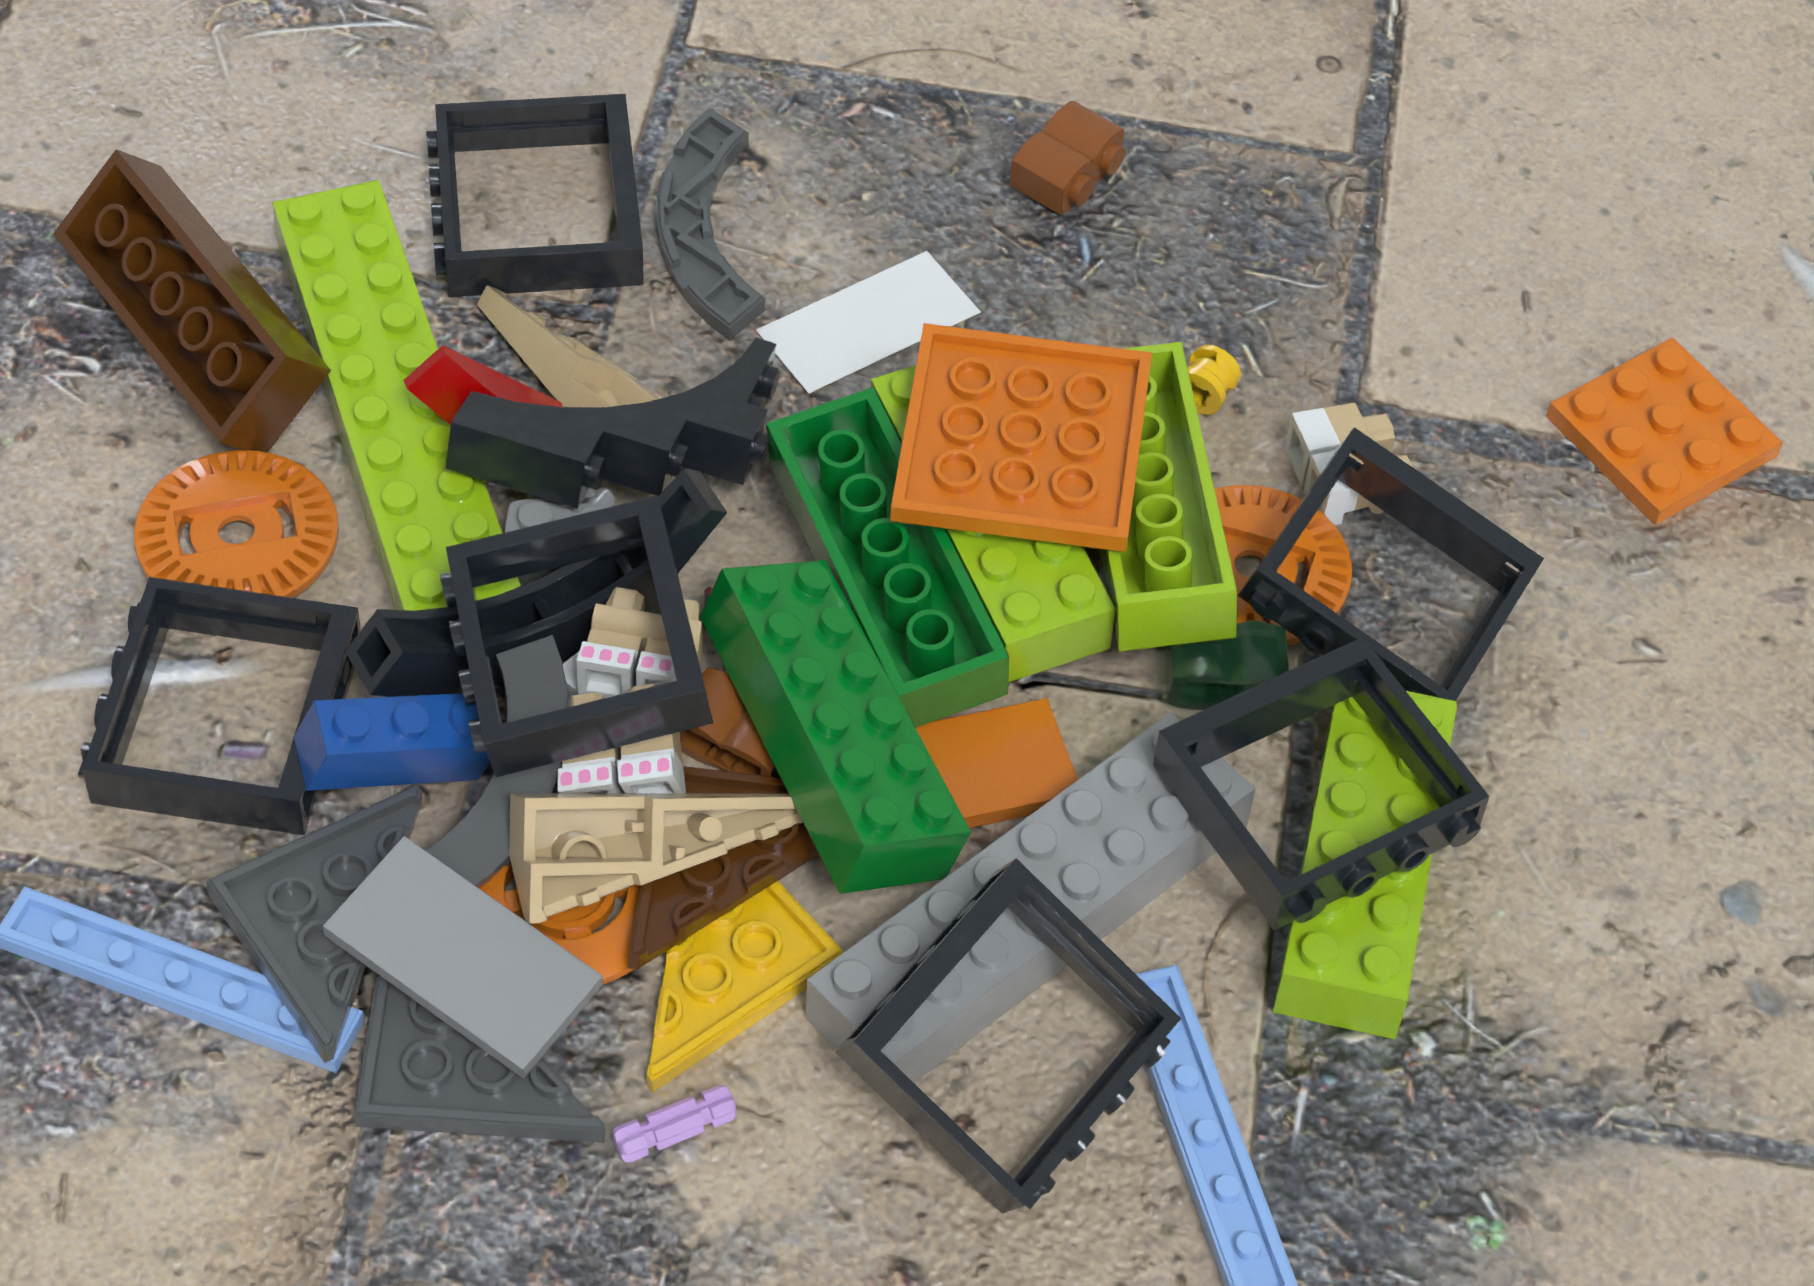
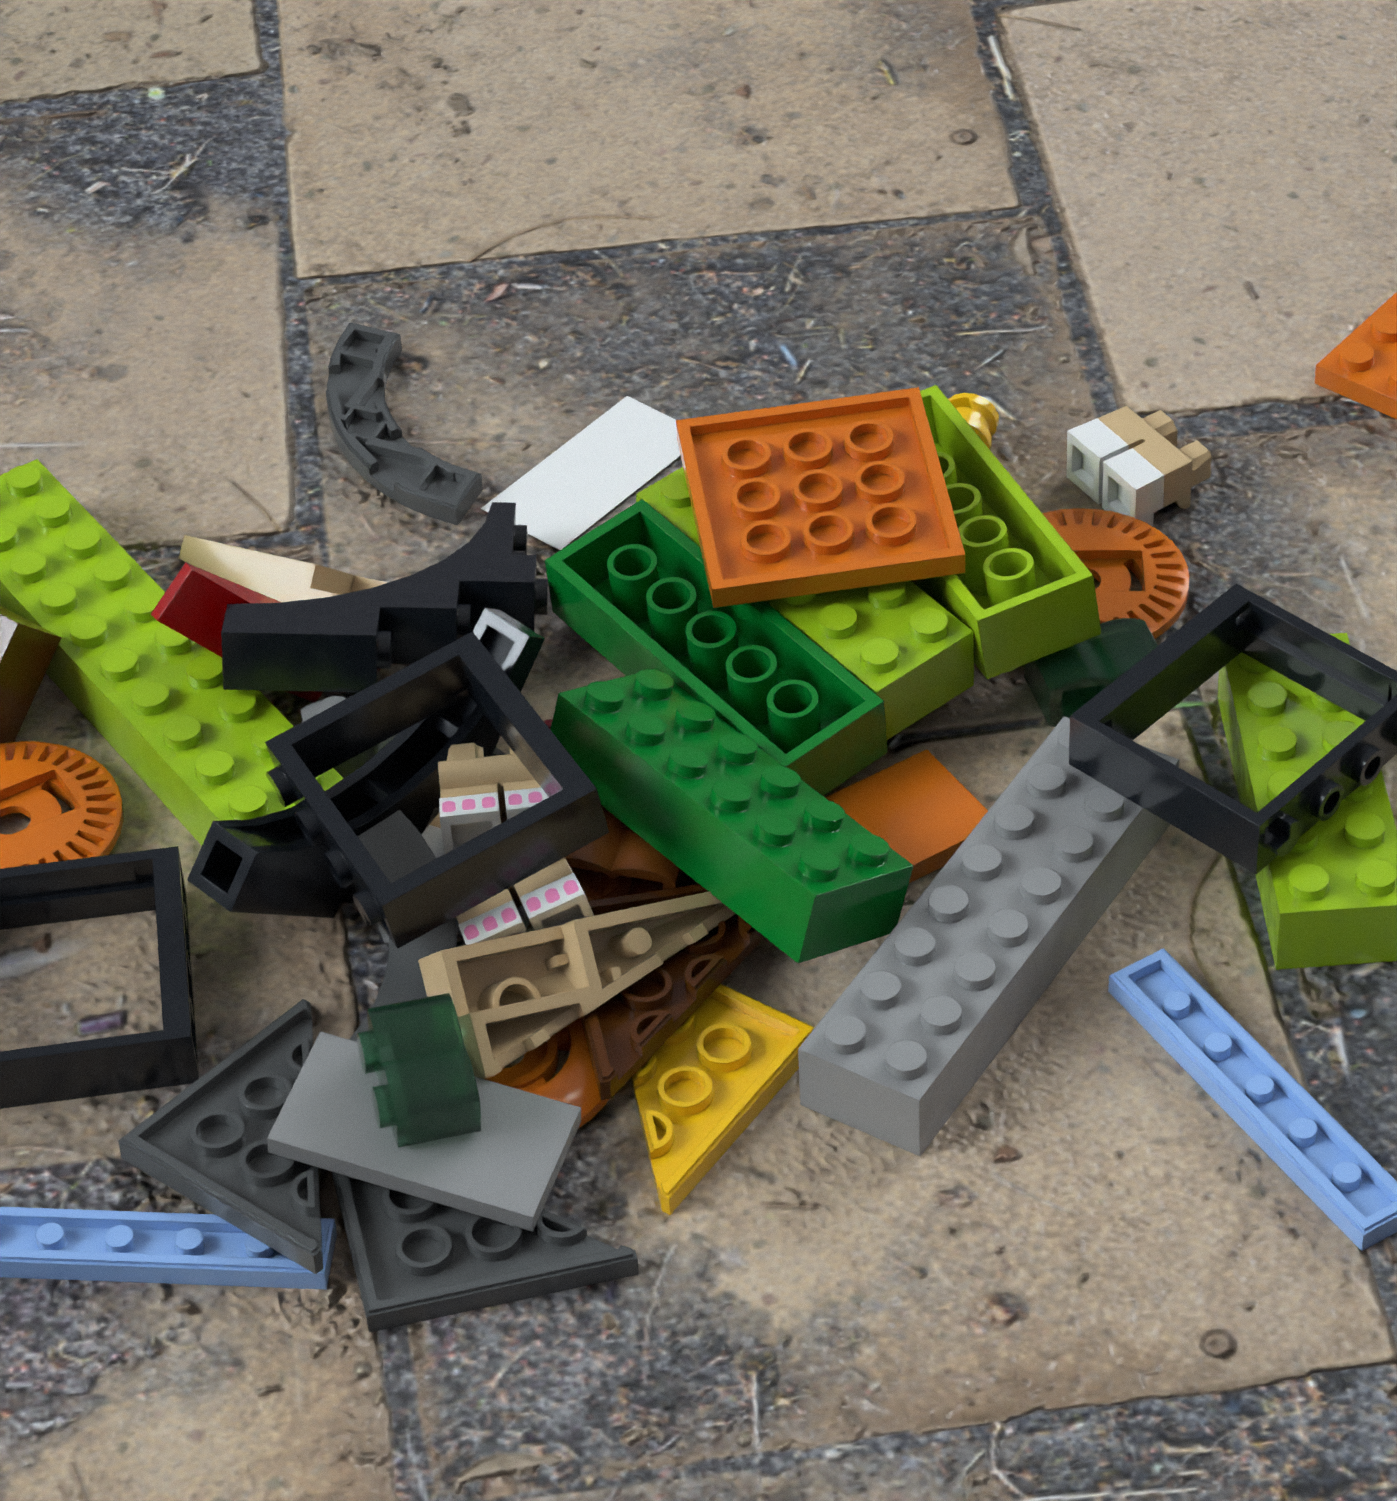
camera: 10 degrees left, 10 degrees down
(388, 742) = (270, 953): blue brick -> none
(470, 905) = (421, 1070): none -> clear green brick
(533, 125) = (190, 376): black window -> none
(674, 1123) = (707, 1231): lavender axle -> none
(1068, 158) = (739, 274): dark orange brick -> none
(1106, 1091) = (1087, 951): black window -> none
(1428, 513) = (1239, 478): black window -> none

